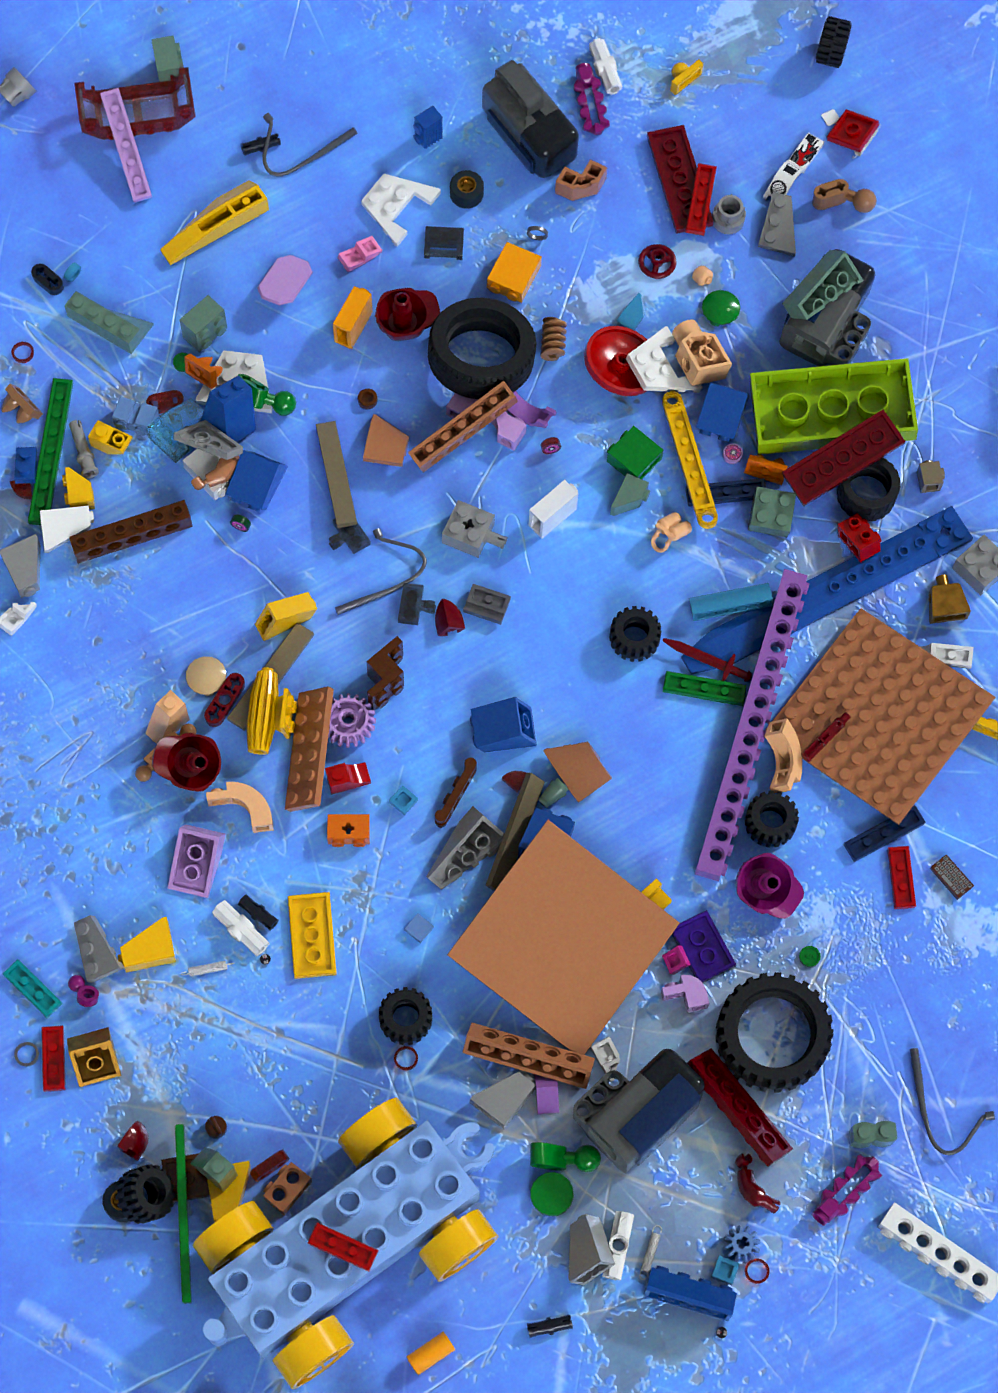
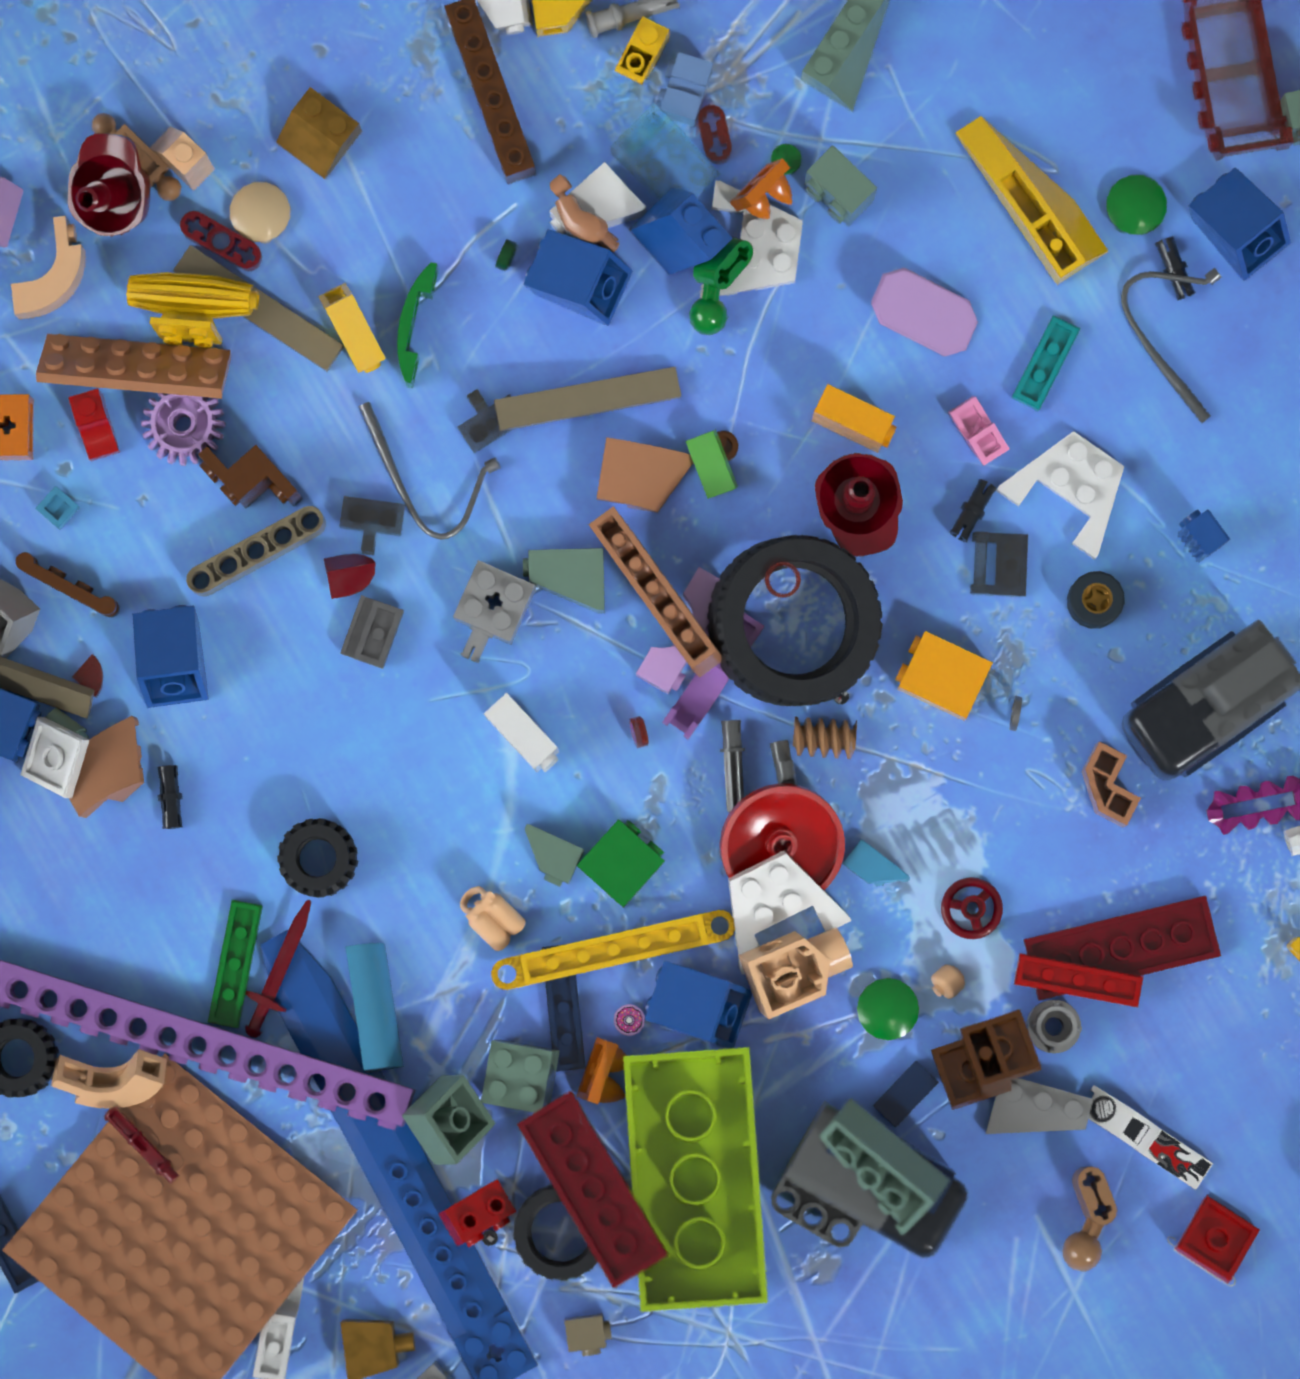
camera: 95 degrees right, 15 degrees up
(126, 145) = (1159, 52): lavender plate -> none
(154, 637) = (318, 133): none -> pearl gold slope
(209, 439) = (627, 199): light grey wing -> none
(219, 165) = (1136, 205): none -> green dish
(232, 107) = (1240, 222): none -> blue slope
(309, 583) = (422, 287): none -> green slope
(318, 217) = (1045, 363): none -> teal tile
(379, 402) = (711, 464): none -> bright green tile
(410, 256) = (972, 510): none -> black pin
(434, 683) = (240, 551): none -> dark tan beam
(451, 483) = (569, 574): none -> sand green slope
(455, 351) = (767, 579): none -> clear red piece
(571, 392) = (732, 762): none -> dark grey axle
(572, 796) = (54, 757): none -> white tile
(574, 361) = (783, 762): none -> dark grey piece
(596, 728) = (170, 797): none -> black pin
(751, 246) = (986, 1059): none -> reddish brown bracket
(770, 297) = (905, 1094): none -> dark blue tile
(802, 549) = (448, 1119): none -> sand green brick
(830, 117) = (1247, 1204): white sticker -> none

